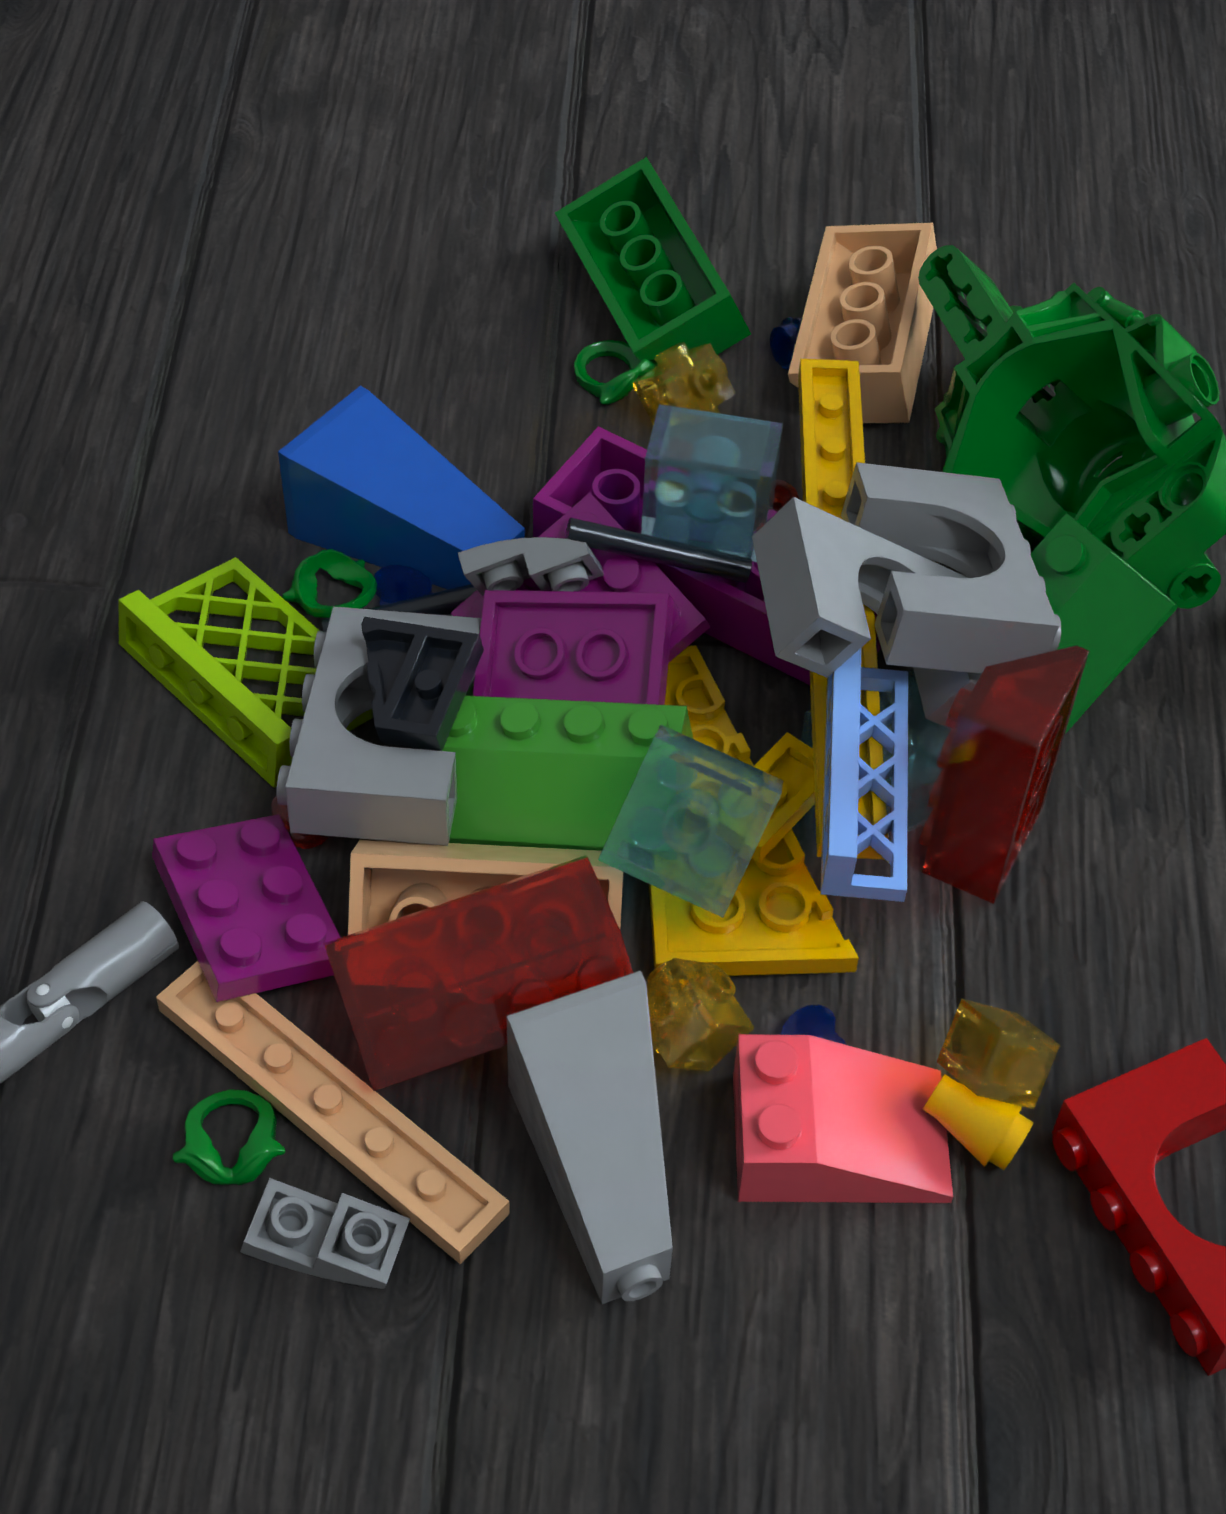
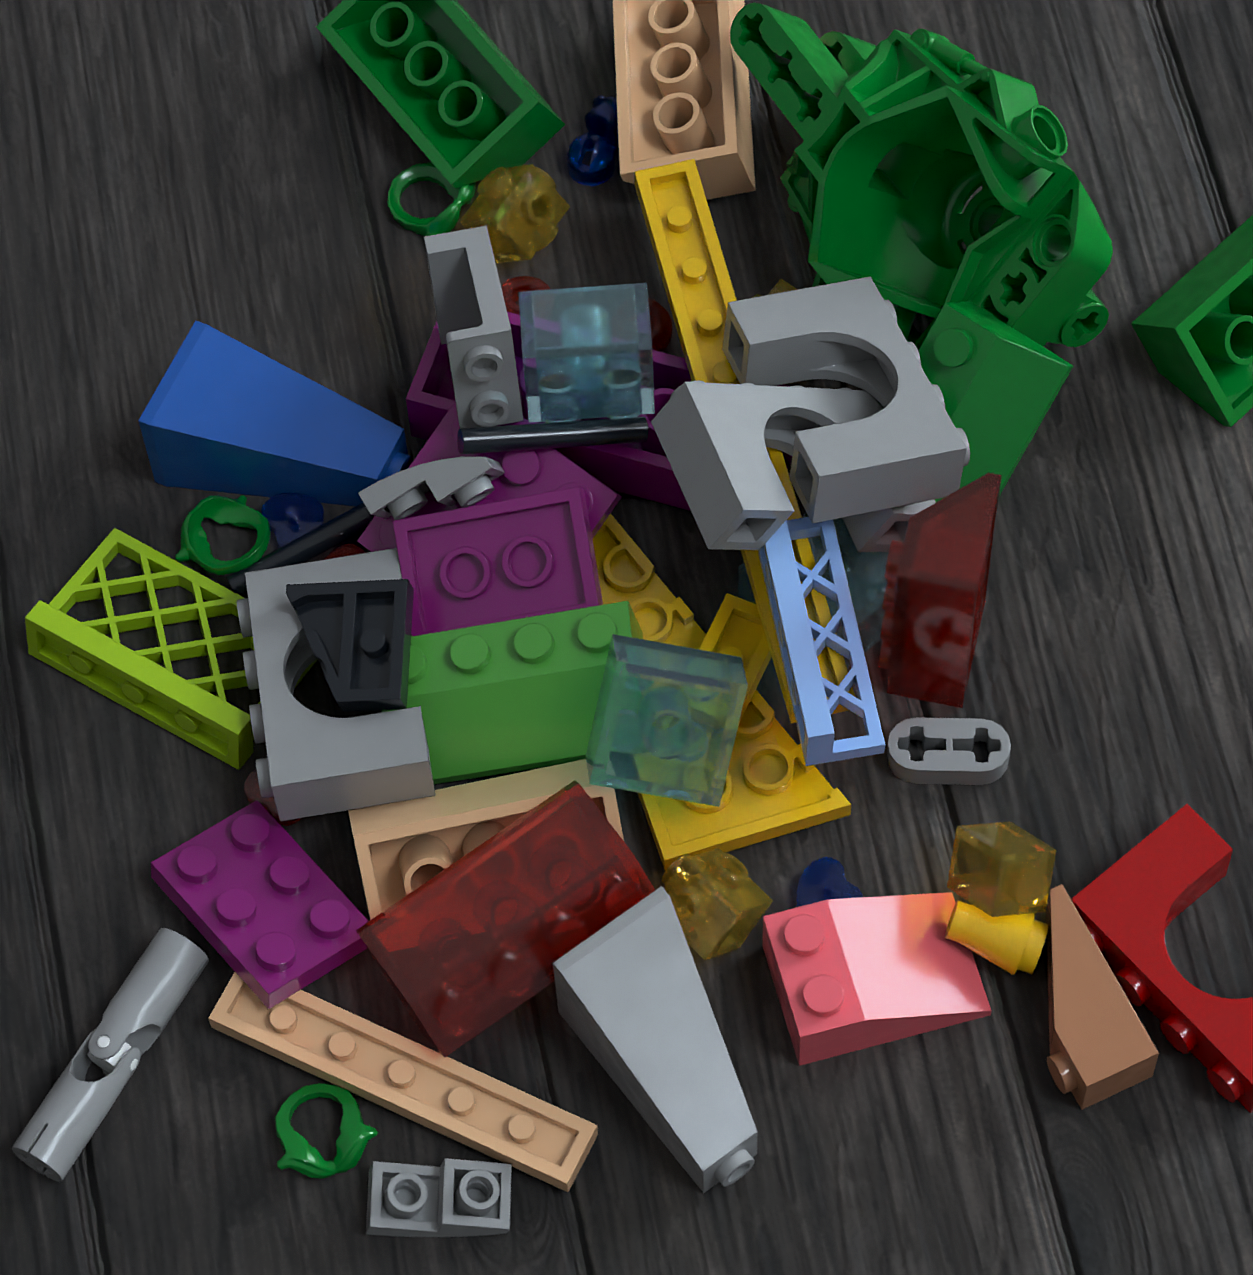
camera: 10 degrees left, 10 degrees up
(609, 435) = (474, 327): none -> light grey panel
(775, 373) = (601, 164): none -> clear blue hinge
(970, 937) = (948, 751): none -> light grey beam
(1058, 1242) = (1093, 1029): none -> nougat slope

